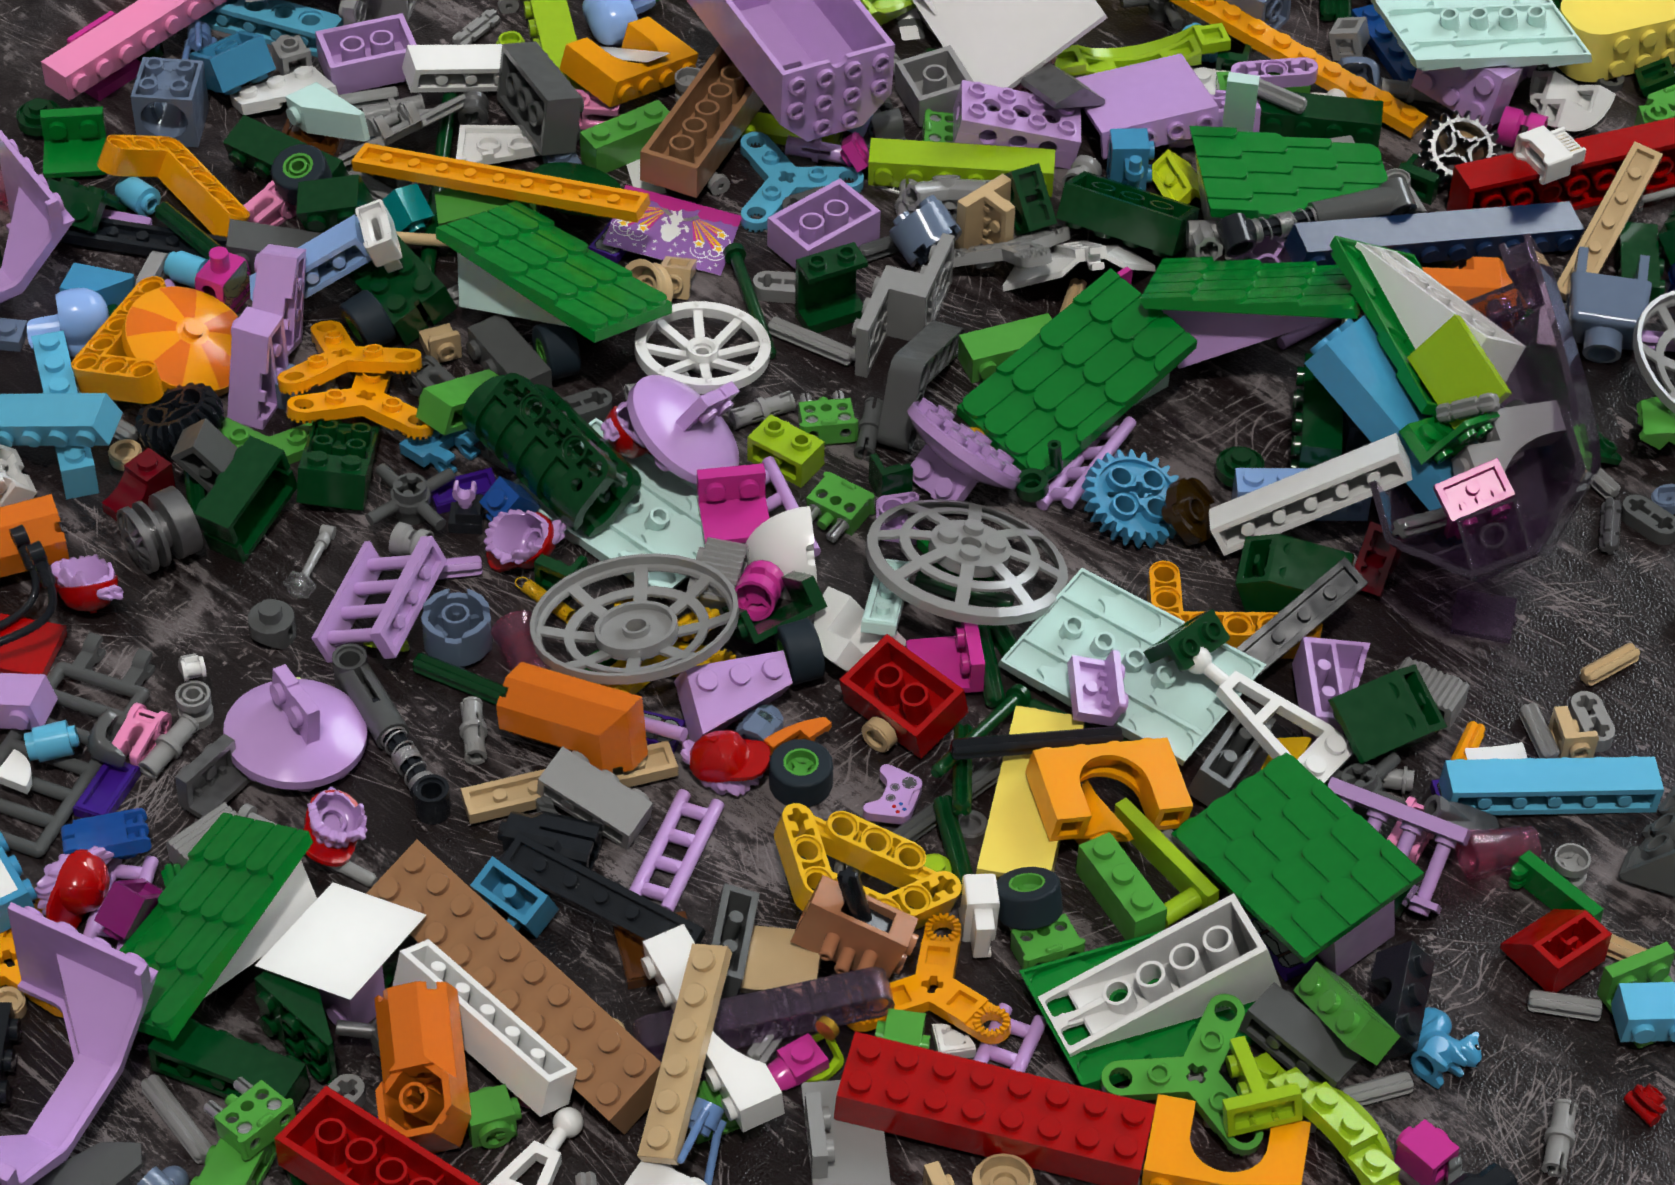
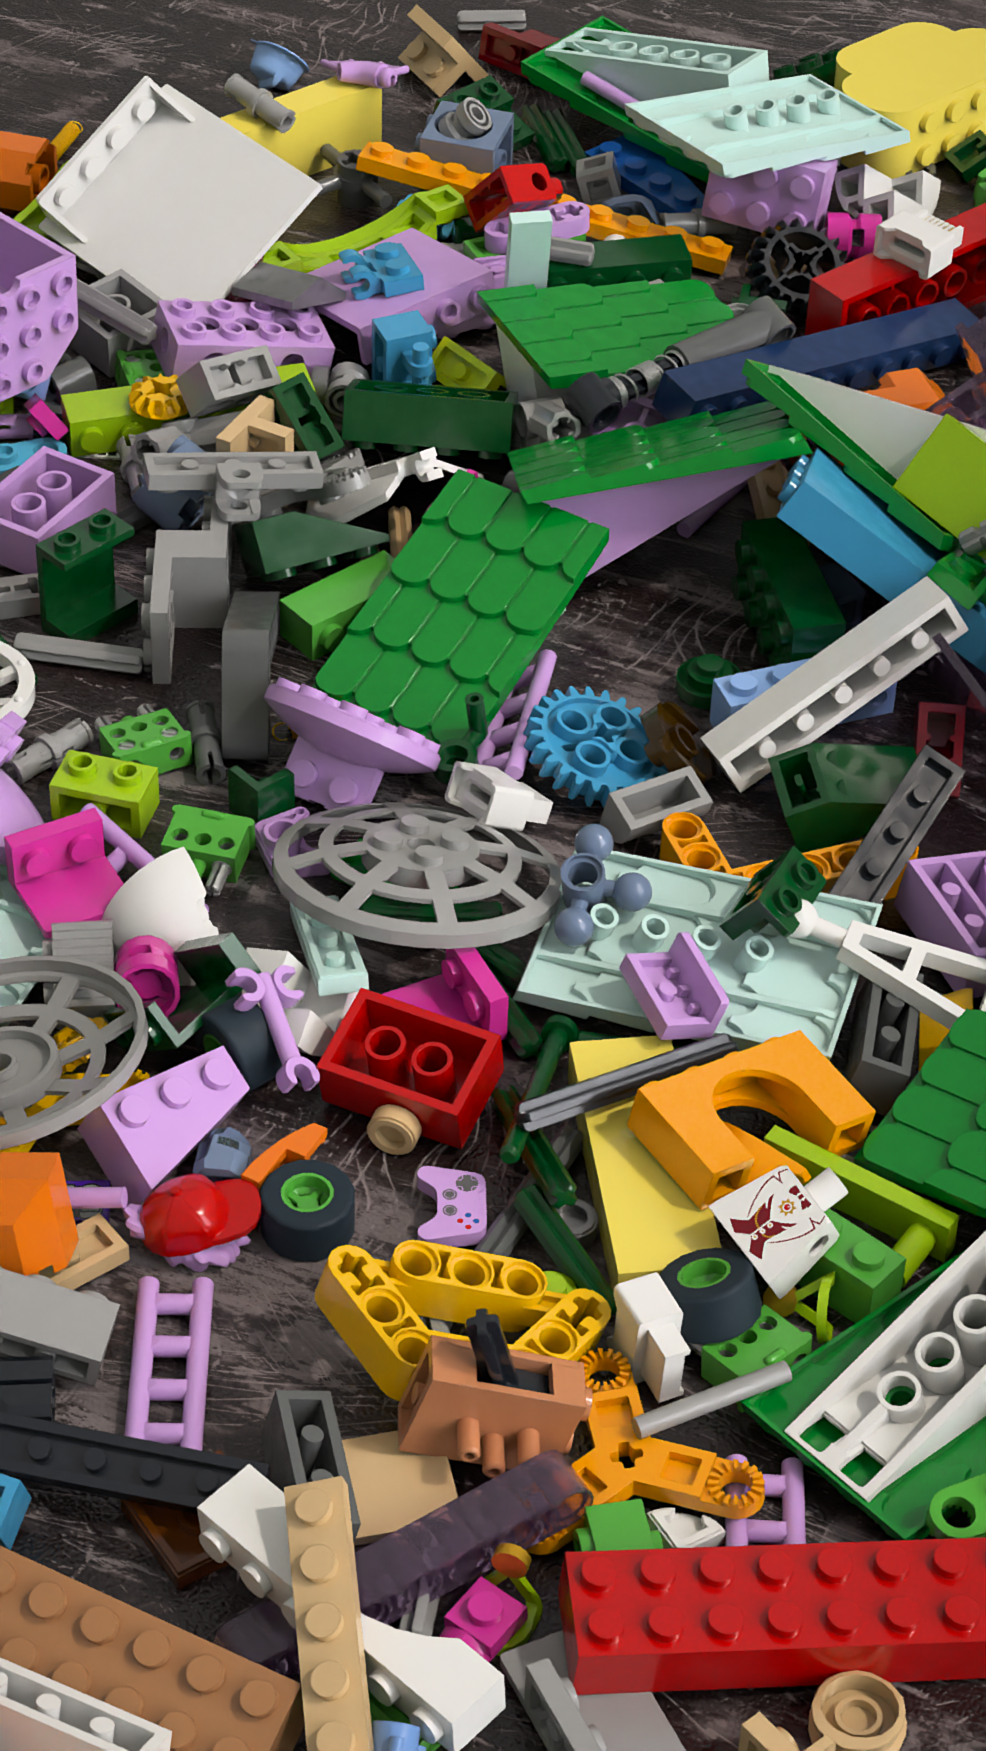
camera: 20 degrees left, 5 degrees down
(825, 624) = (274, 998): none -> lavender bar
(926, 79) = (115, 314): none -> light grey axle
(933, 163) = (152, 399): none -> yellow gear
(953, 237) = (233, 476): none -> light grey plate
(984, 291) = (291, 539): none -> dark green slope
(986, 157) = (228, 381): none -> light grey brick
(999, 964) = (711, 1399): none -> light grey bar
(1046, 519) = (496, 797): none -> white piece
(1062, 166) = (320, 380): none -> flat silver tile
(1084, 913) = (791, 1302): none -> lime piece
(1090, 865) = (782, 1223): none -> white torso
(1097, 611) = (630, 891): none -> sand blue piece
(1138, 89) = (385, 269): none -> dark azure plate
(1140, 551) = (645, 805): none -> light grey brick
(1263, 43) = (525, 187): none -> red torso

